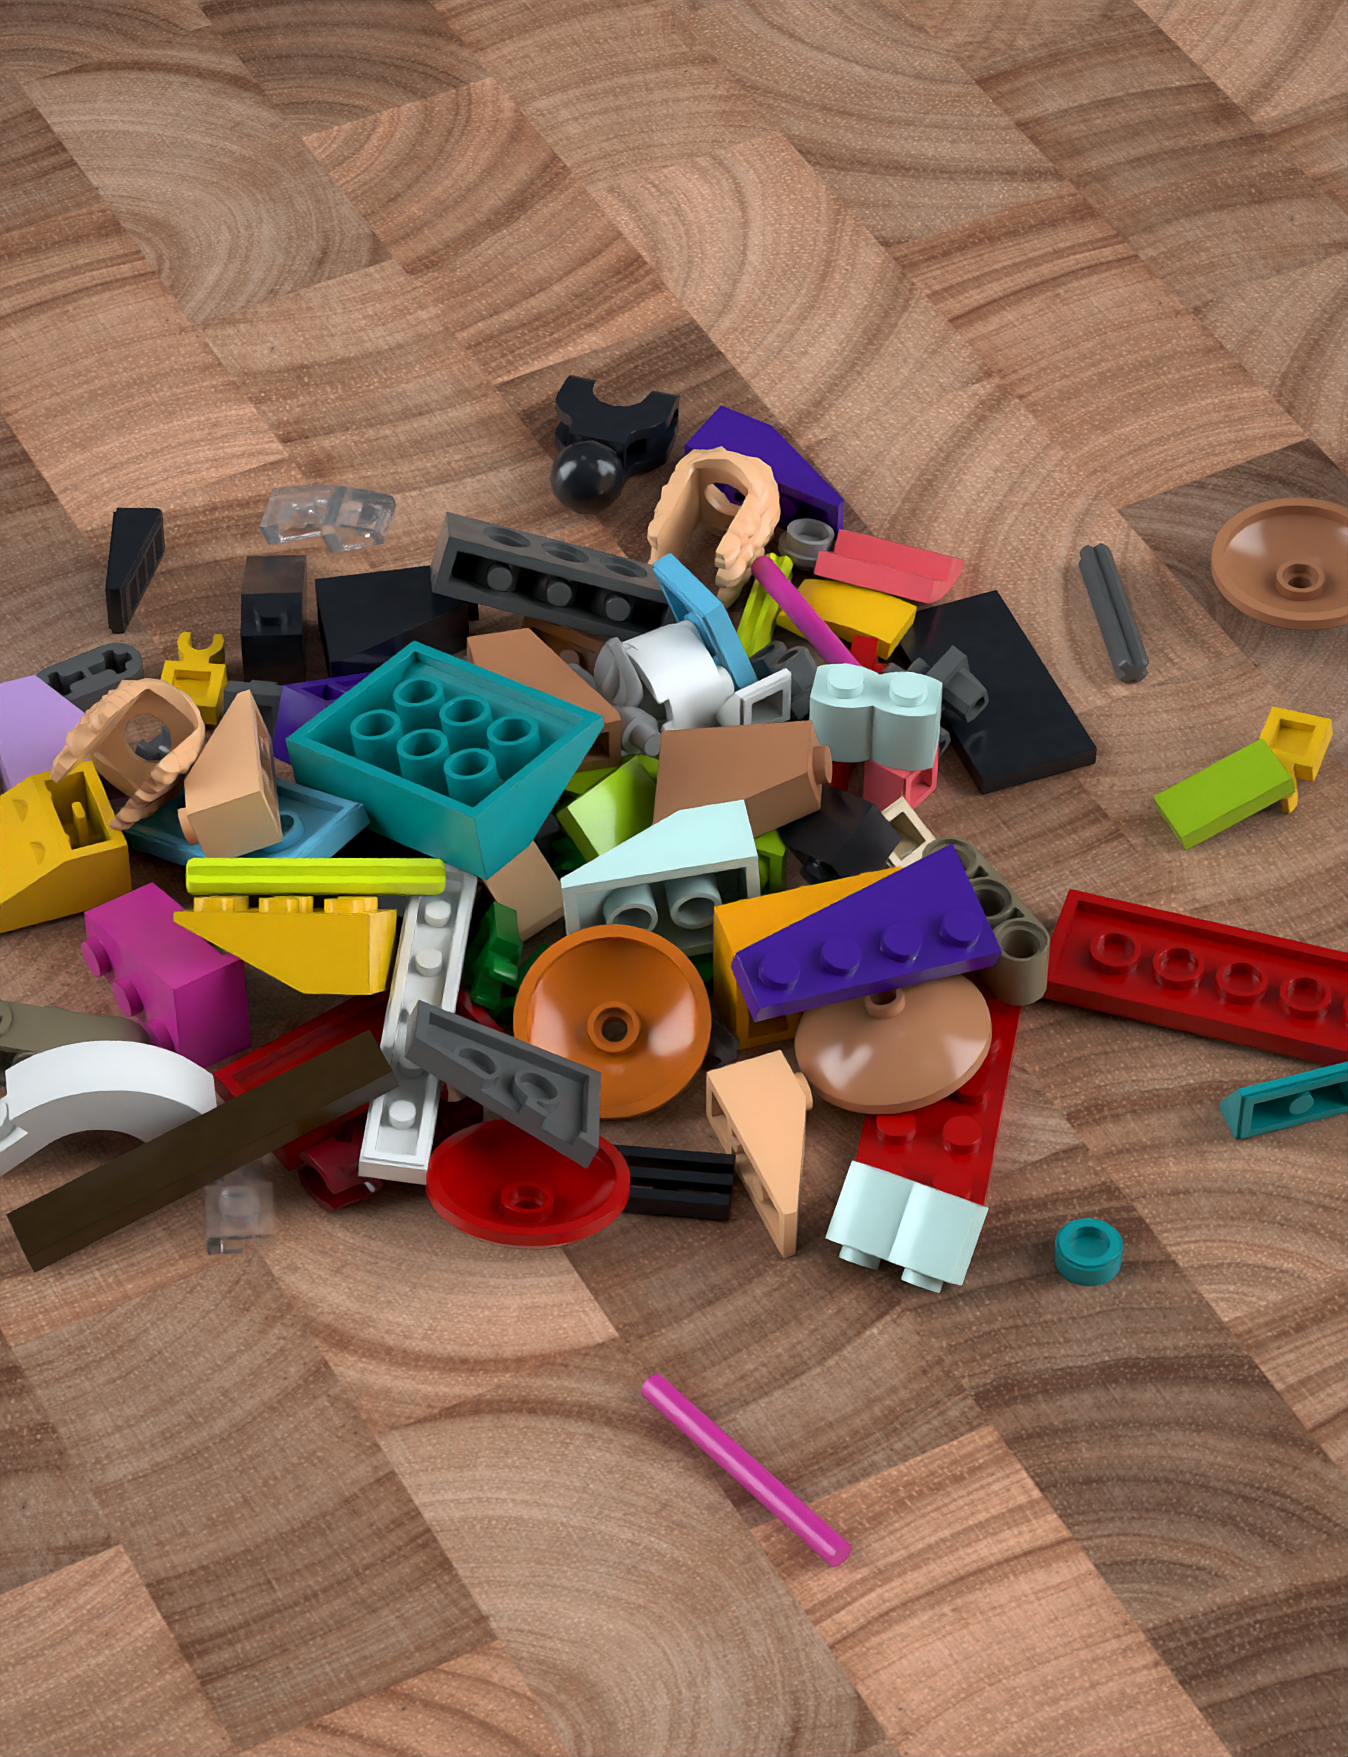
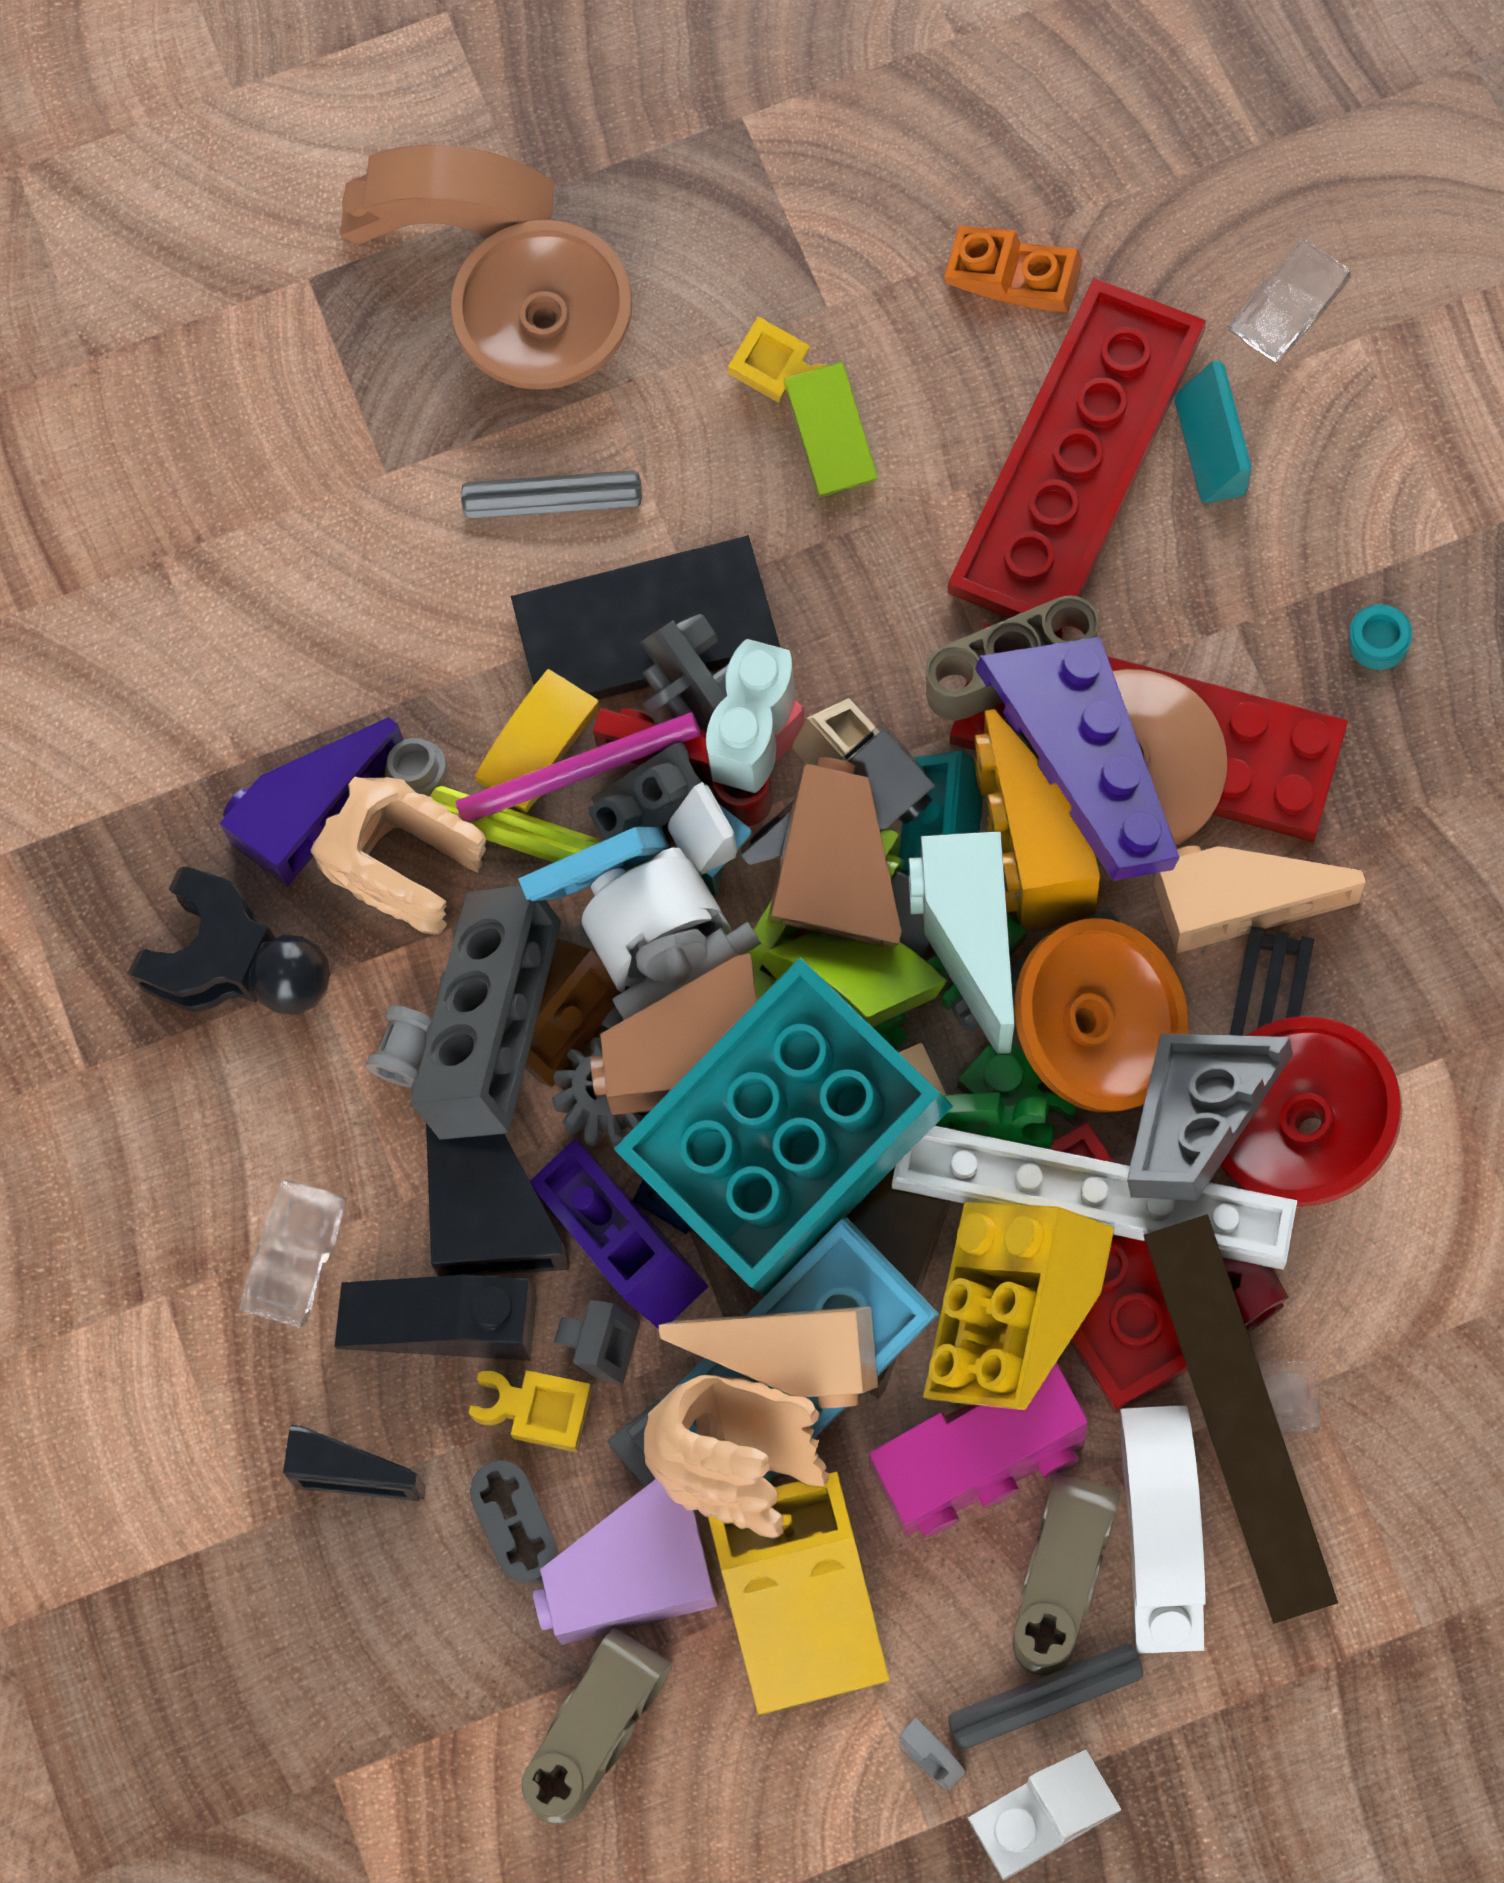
camera: 75 degrees left, 25 degrees up
(315, 876) = (939, 1274): neon yellow axle -> none
(889, 567) = (469, 690): coral slope -> none
(907, 1225) = (1368, 779): light aqua brick -> none

